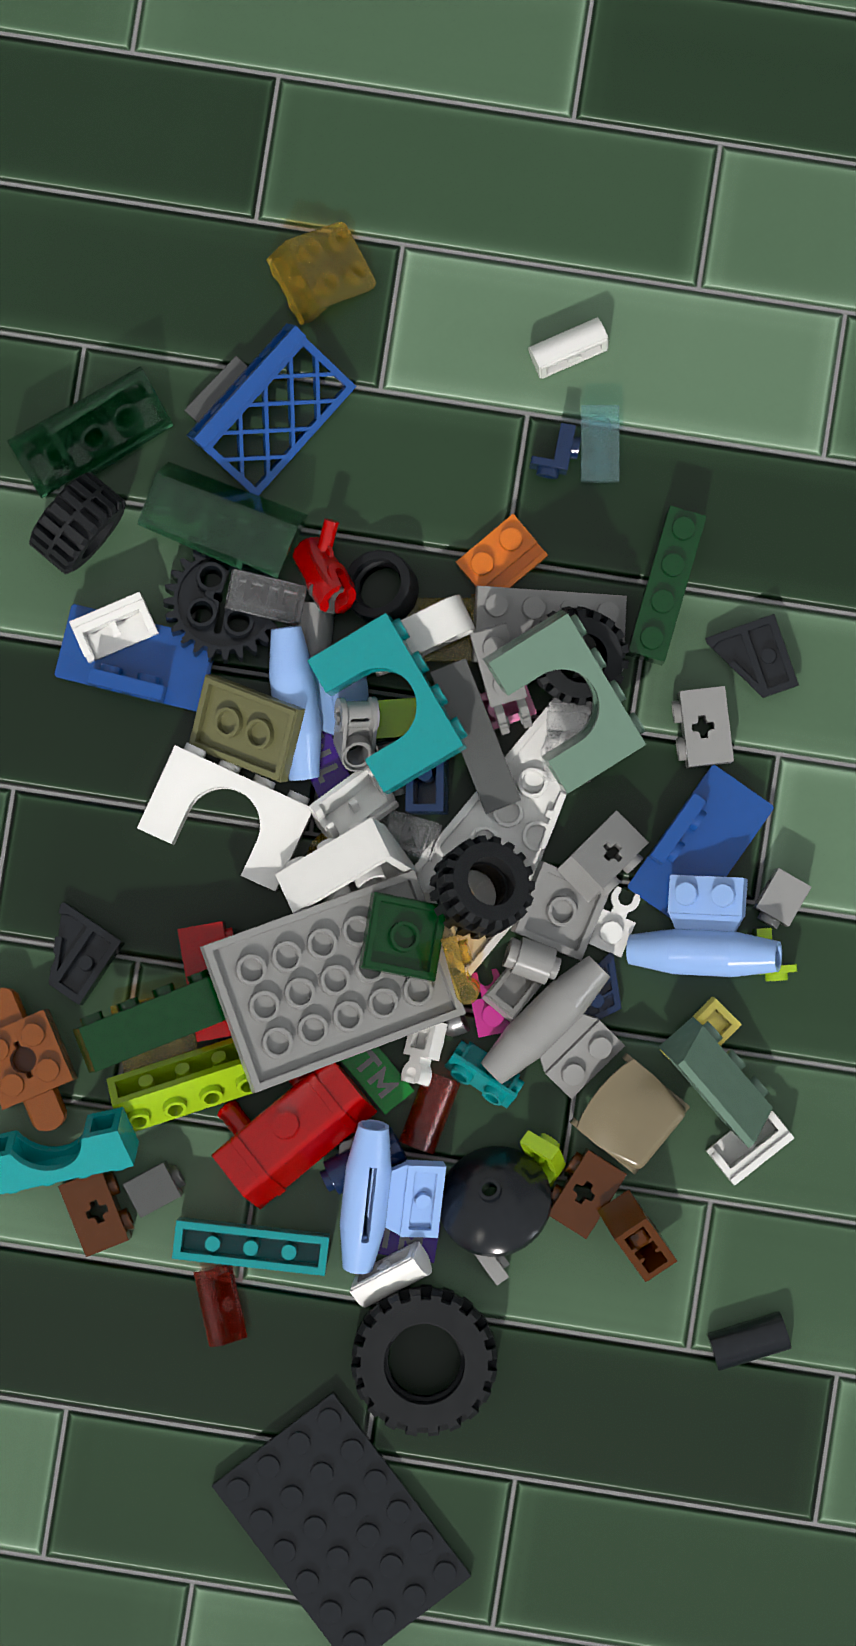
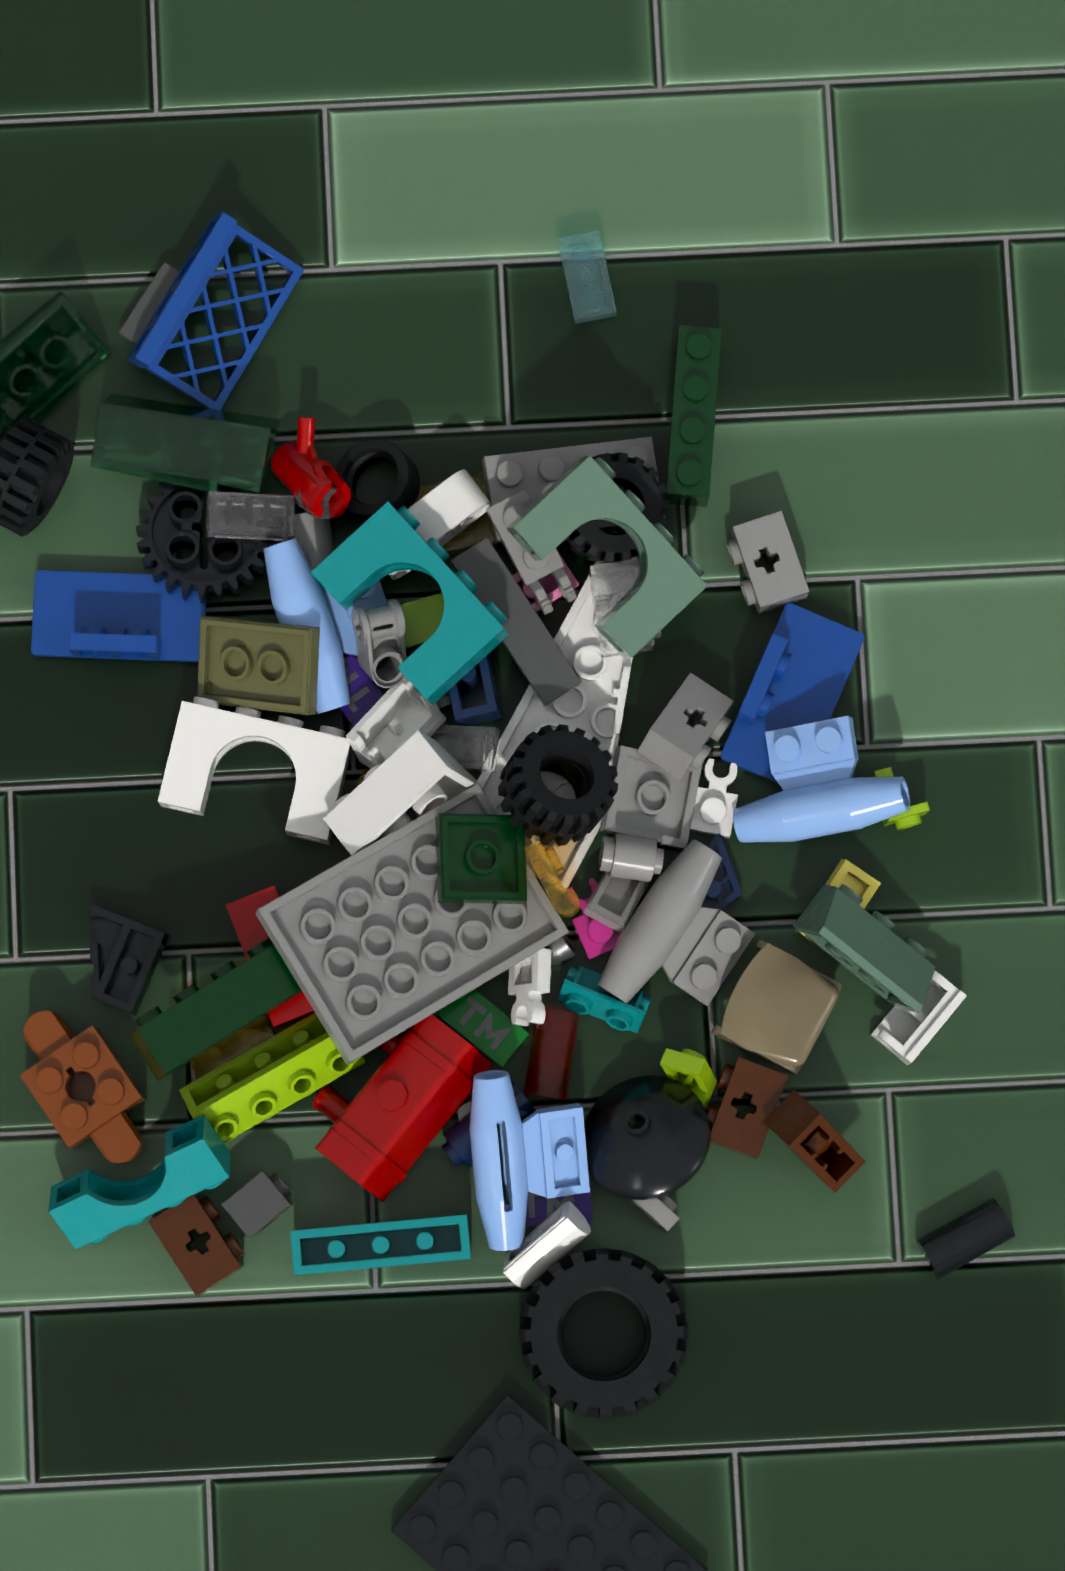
camera: 15 degrees left, 5 degrees down
(114, 627) = (87, 584): white hinge -> none
(220, 1305) = (359, 1320): clear red brick -> none
(320, 270) = (238, 151): clear yellow bracket -> none
(502, 556) = (504, 421): orange plate -> none
(566, 448) = (550, 289): dark blue bracket -> none
(569, 348) = (531, 180): white brick -> none
(757, 655) = (810, 472): black wing -> none
(781, 899) = (894, 734): light grey brick -> none

